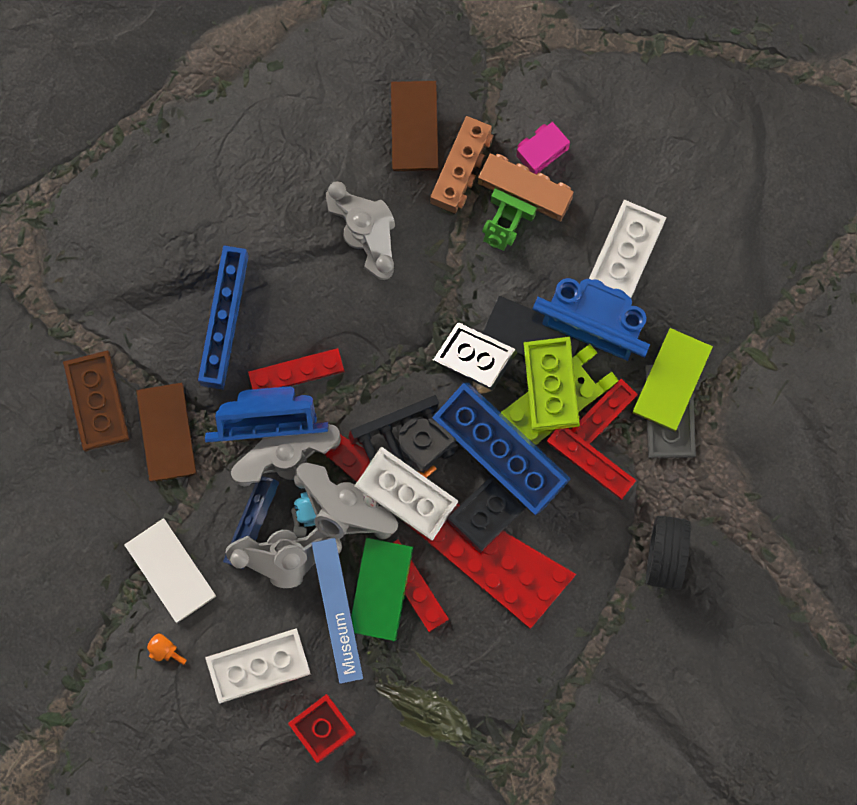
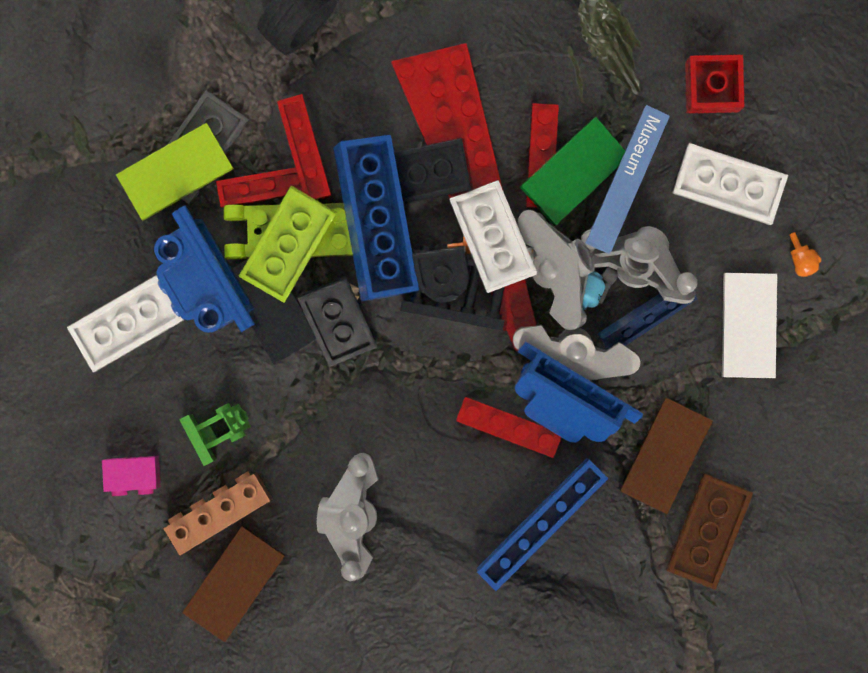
camera: 150 degrees left, 10 degrees up
(533, 189) = (173, 447): nougat brick -> none

